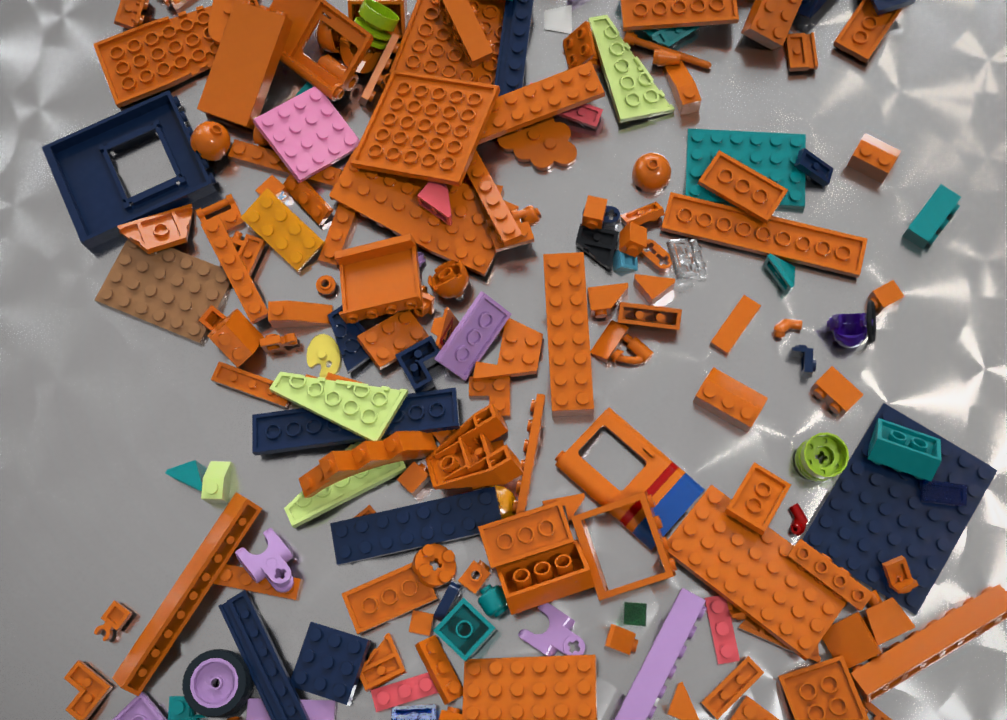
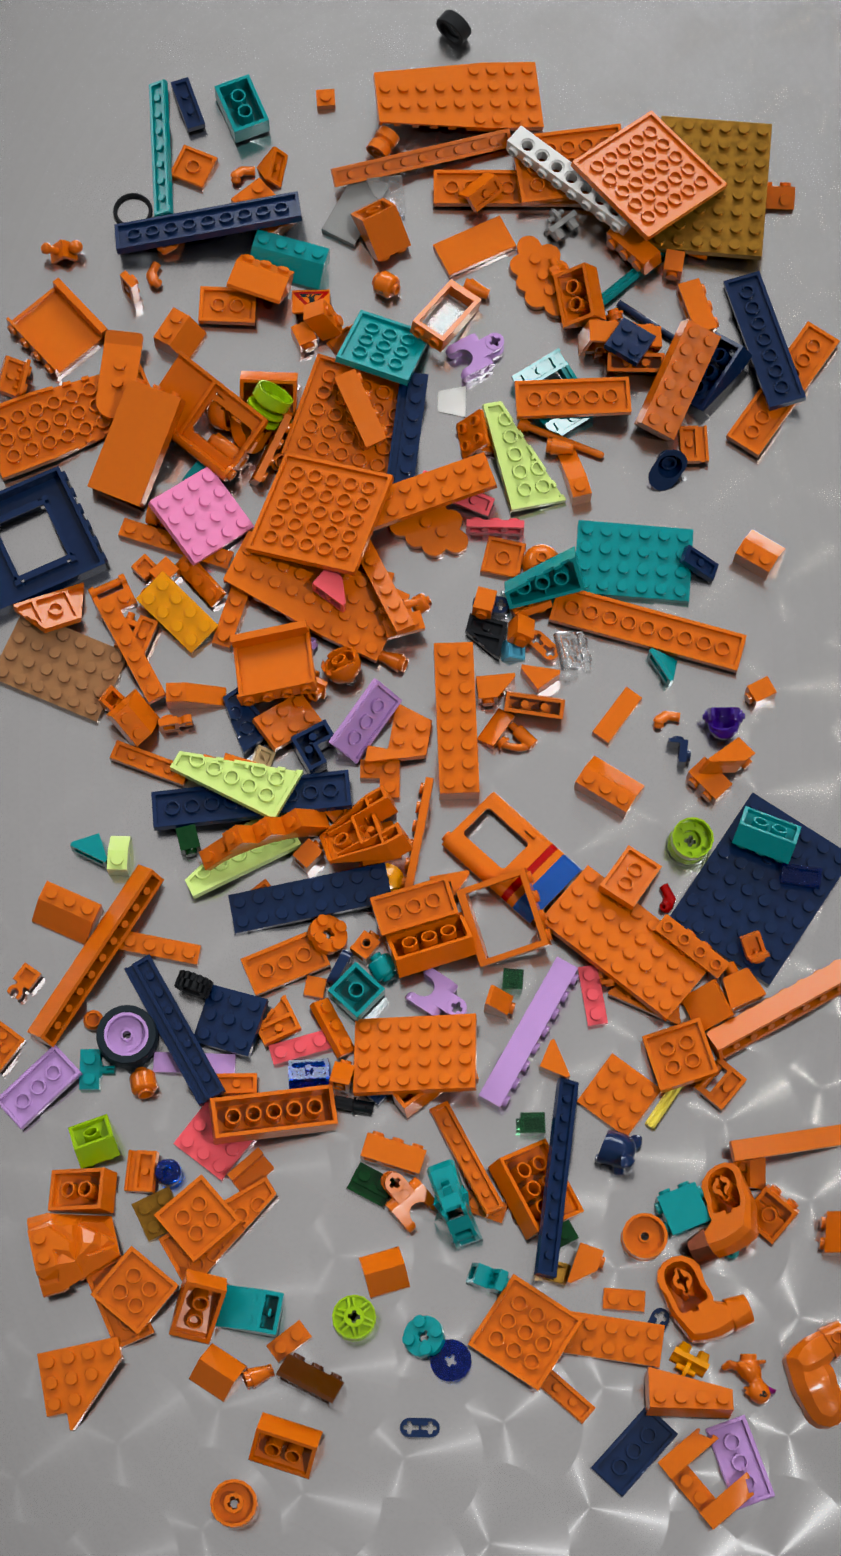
camera: 10 degrees left, 0 degrees up
(160, 545) = (67, 913): none -> orange slope
(182, 661) = (92, 1019): none -> orange plate
(210, 140) = (102, 519): orange cylinder -> none
(249, 186) = (143, 566): none -> orange plate
(270, 563) = (174, 930): lavender piece -> none
(289, 465) = (188, 840): none -> dark green brick
(290, 623) = (193, 984): none -> black tyre
(322, 350) = (218, 731): light yellow piece -> none
(326, 290) = (219, 673): orange plate -> none
(368, 375) = (263, 755): none -> tan tile
(443, 327) = (337, 712): orange piece -> none
(504, 274) = (395, 661): none -> orange cone
(603, 136) = (495, 526): none -> coral plate
(612, 168) = (503, 558): none -> orange tile
(658, 188) = (546, 581): none -> teal wedge
(732, 687) = (599, 1046): orange plate -> none
(742, 186) = (628, 581): orange plate -> none
(776, 75) = (667, 469): none -> dark blue piece
(859, 368) = (729, 759): none -> orange slope
(871, 314) = (748, 715): black tyre -> none
(932, 217) = (810, 615): teal brick -> none

